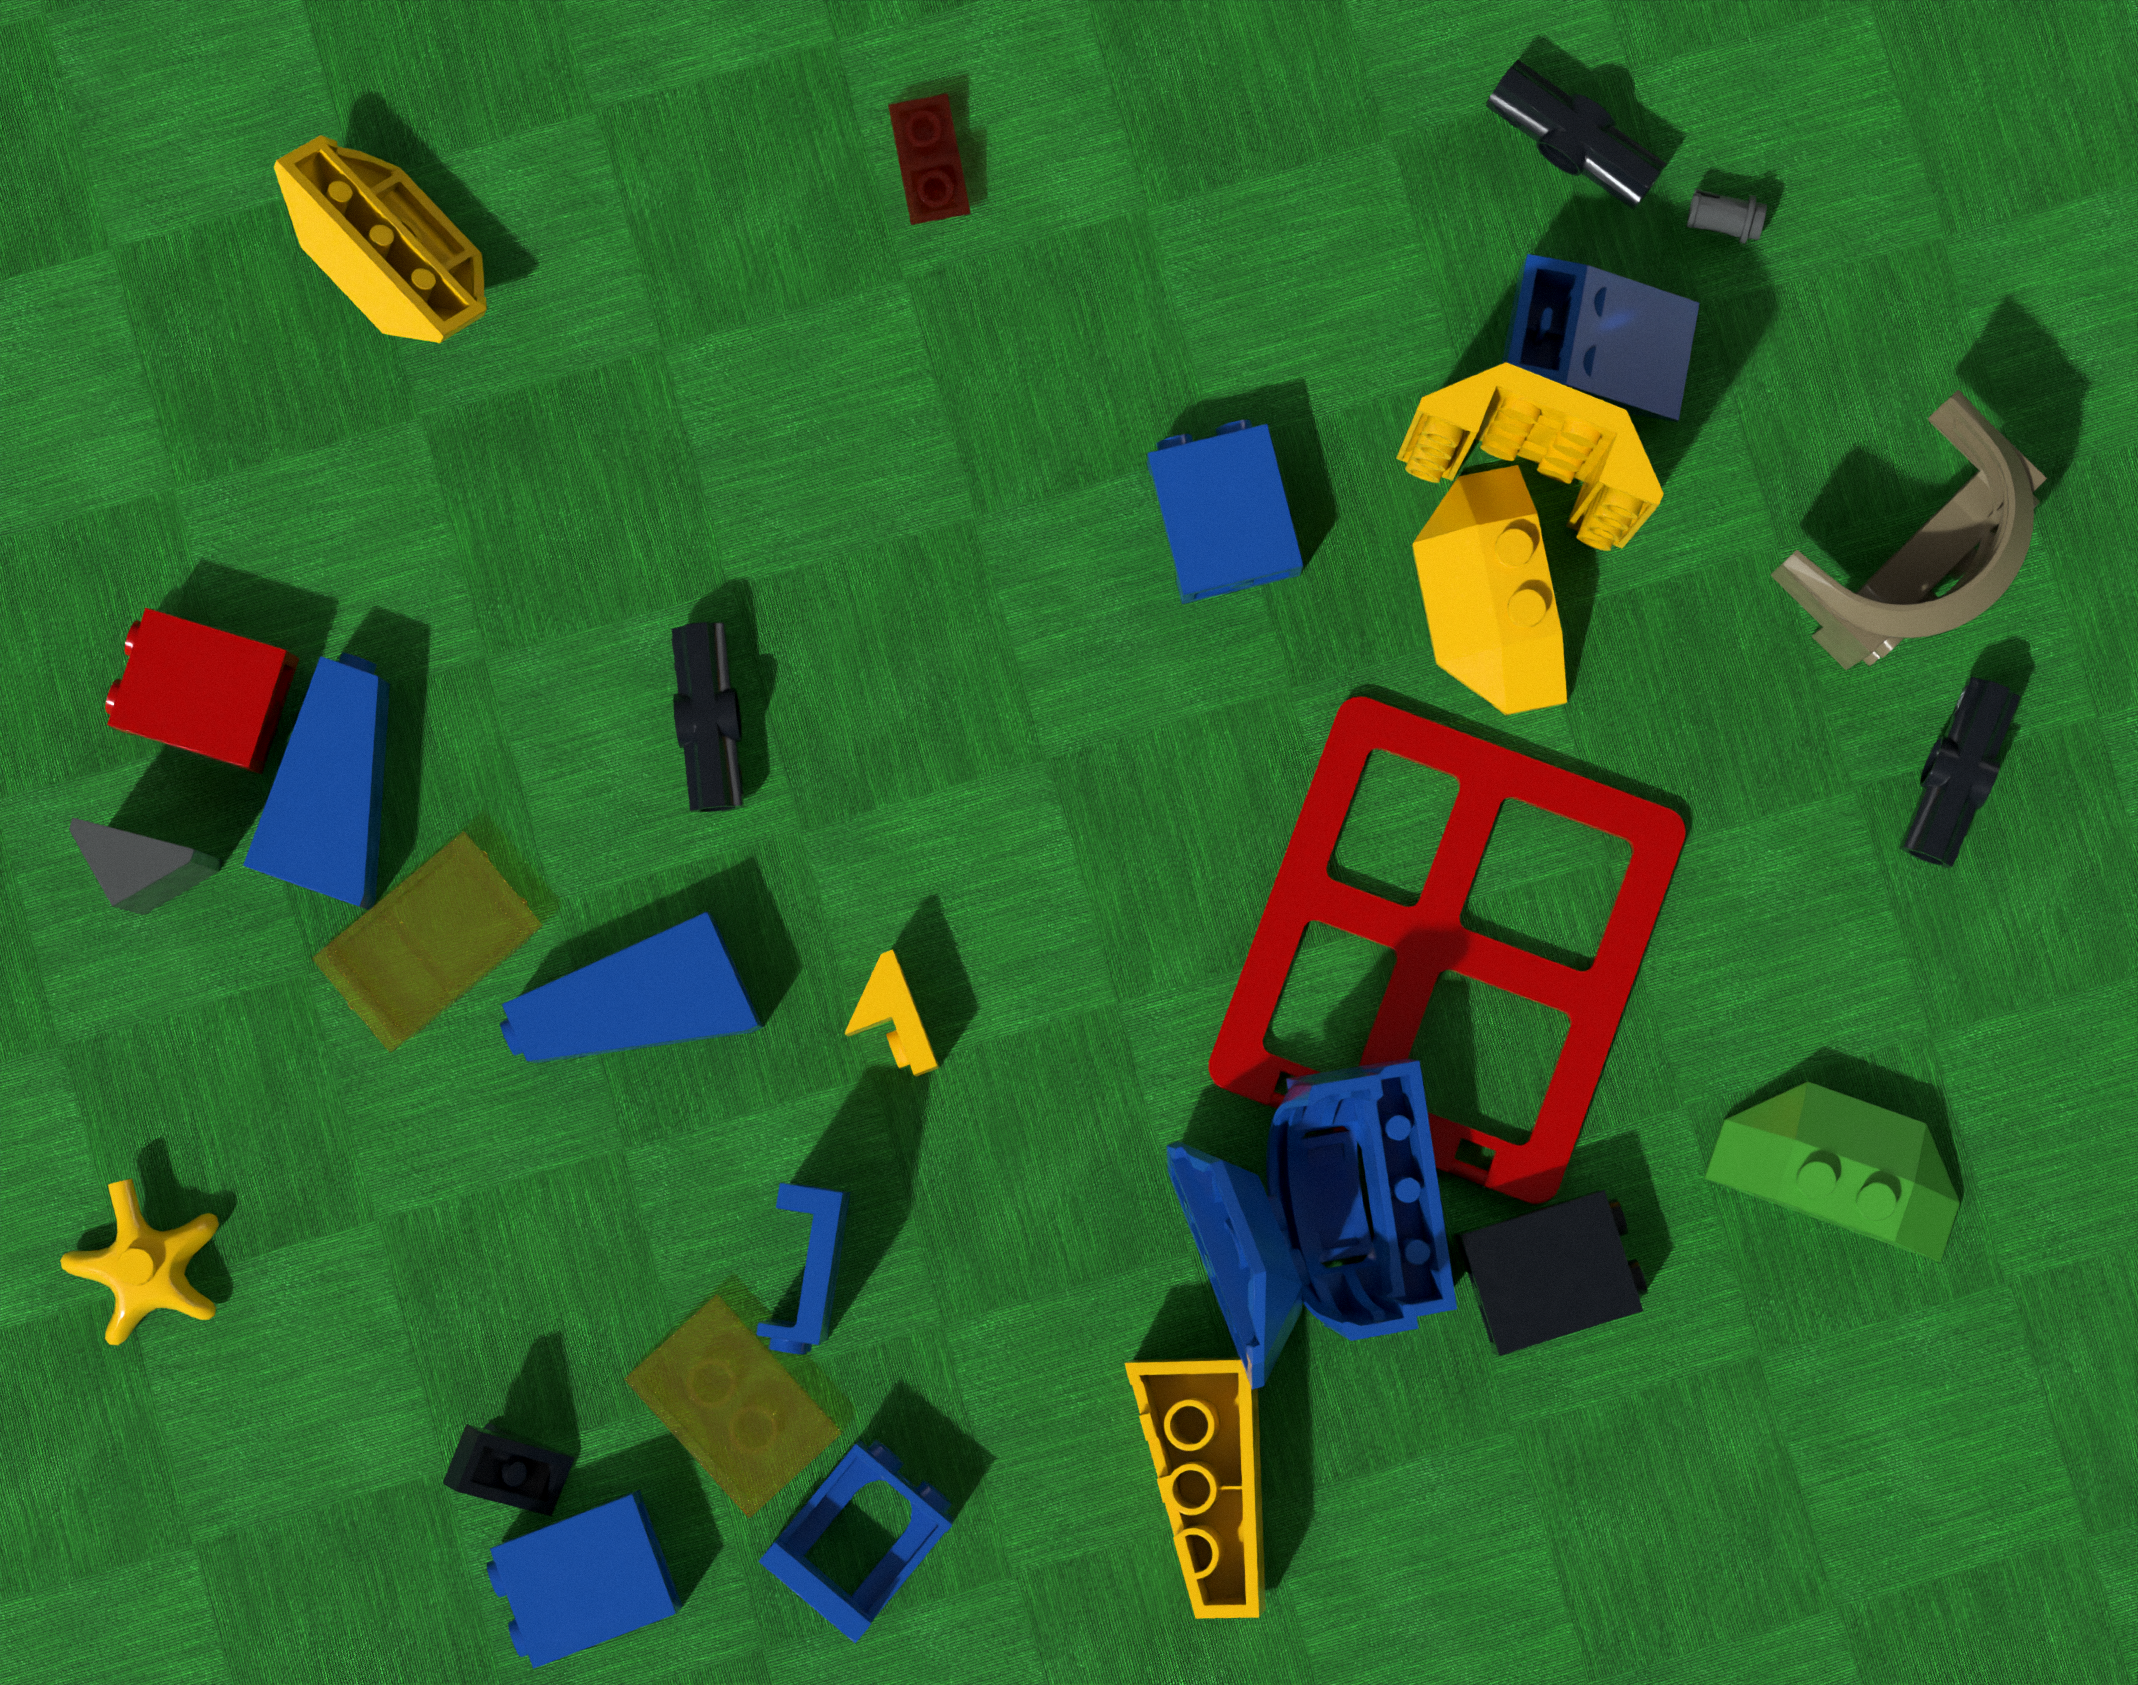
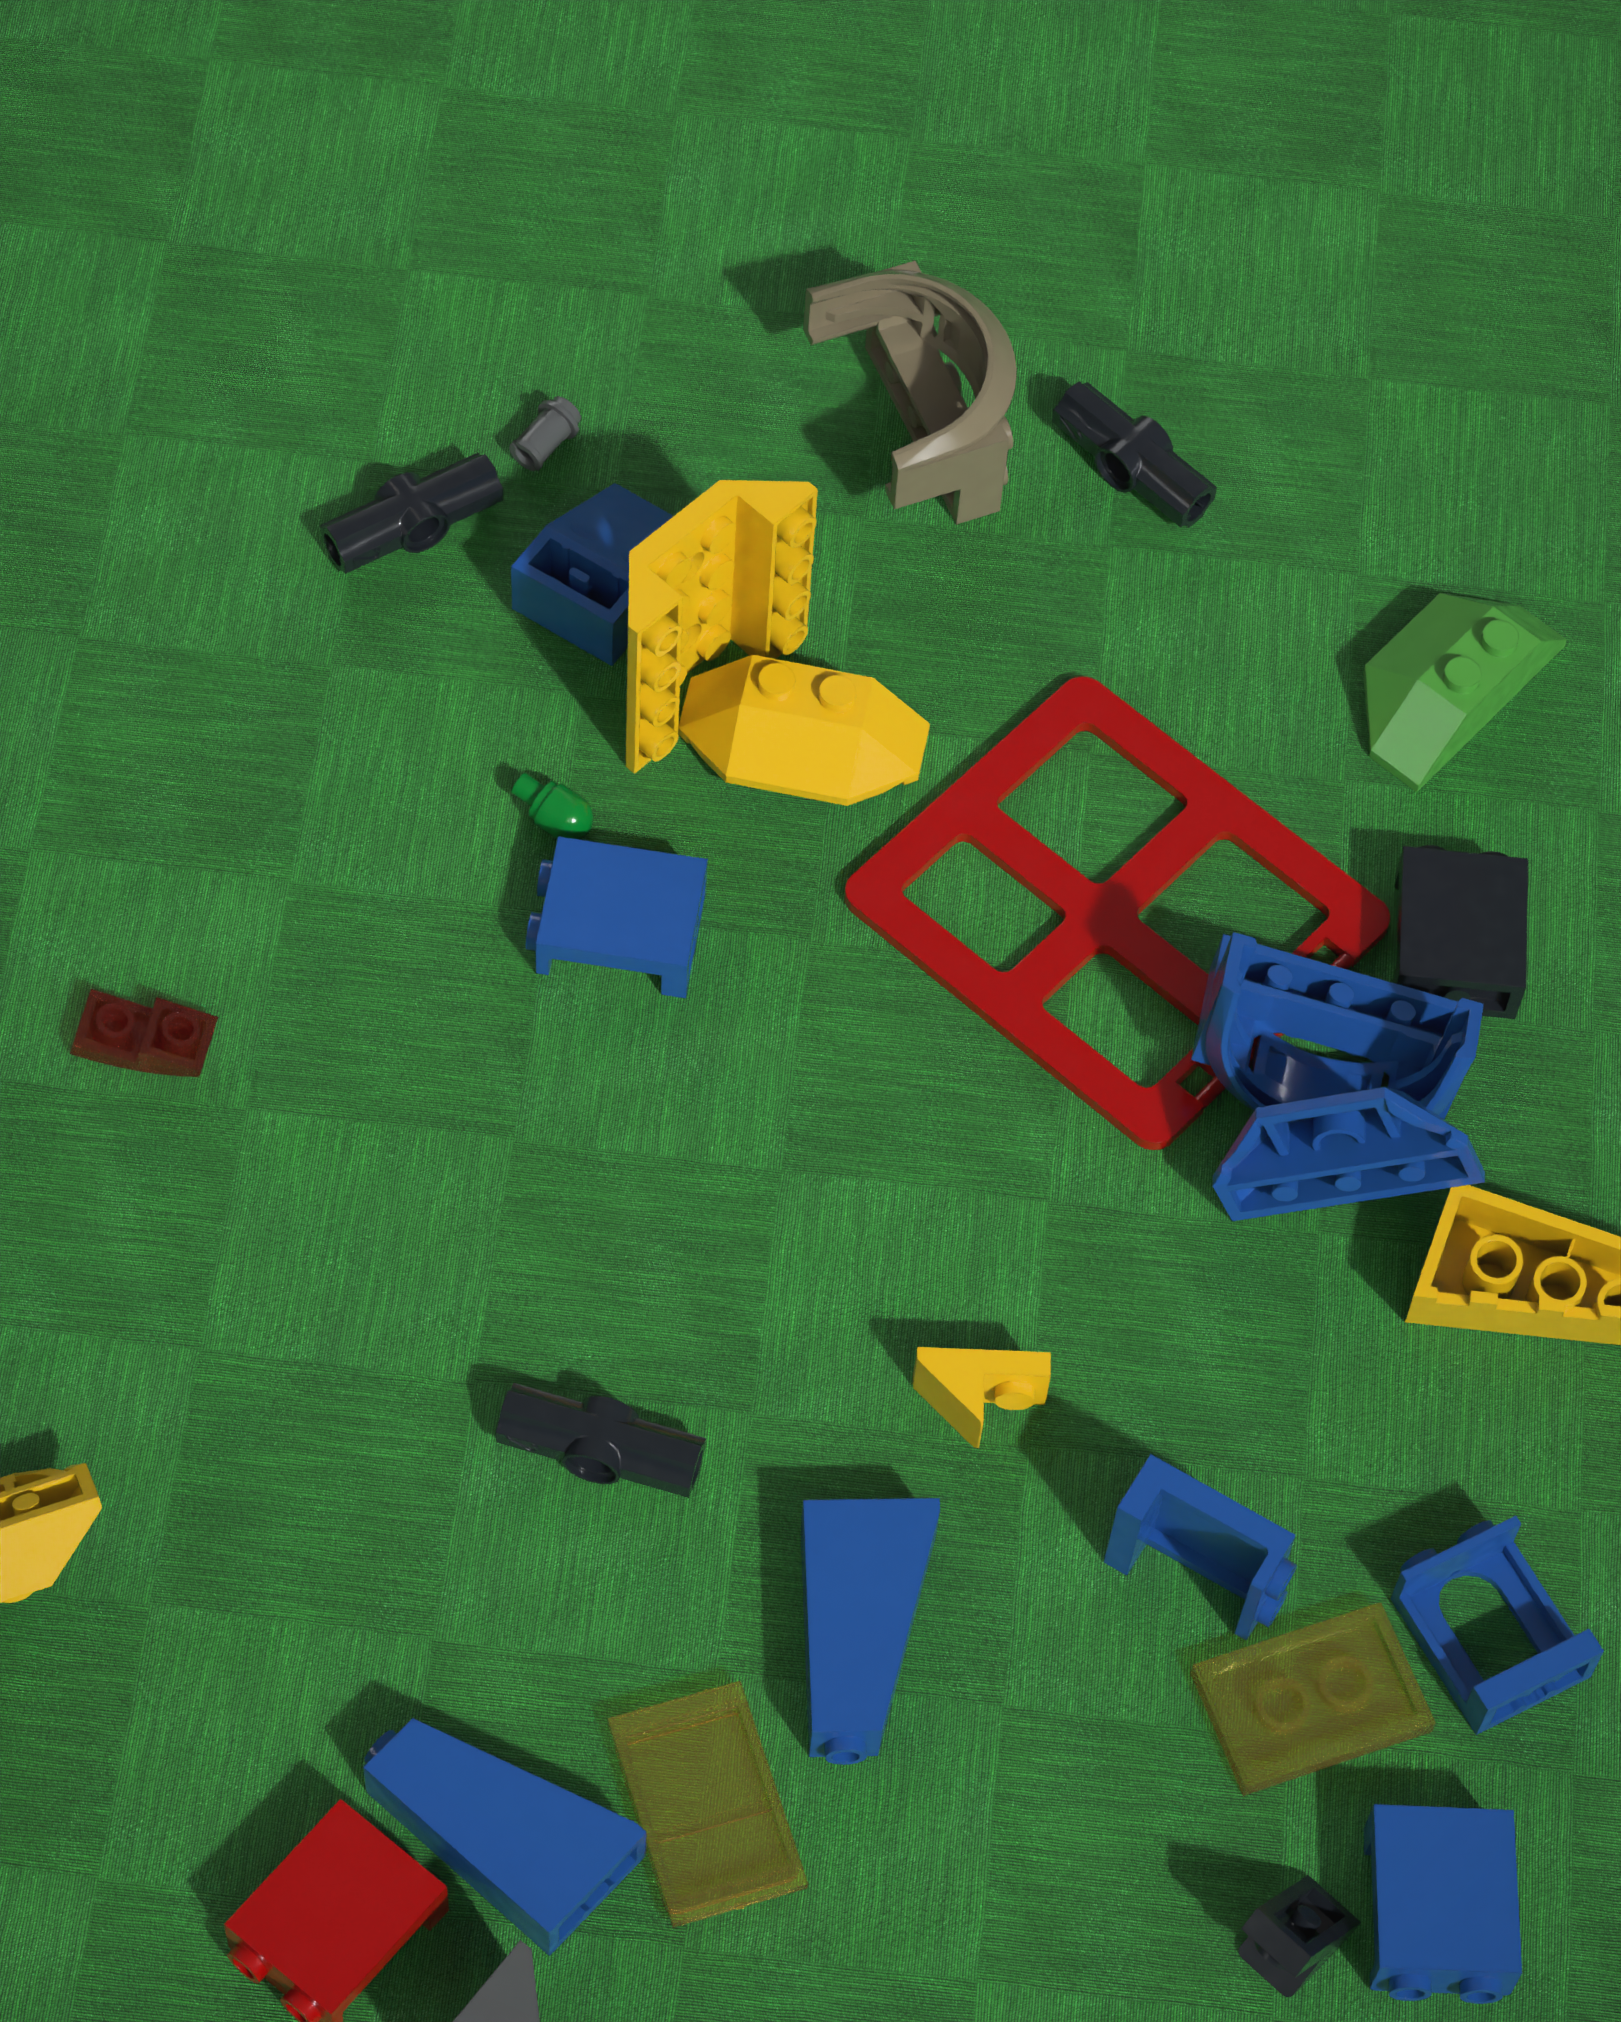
camera: 75 degrees left, 25 degrees down
(1317, 406) = (555, 807): none -> green cylinder

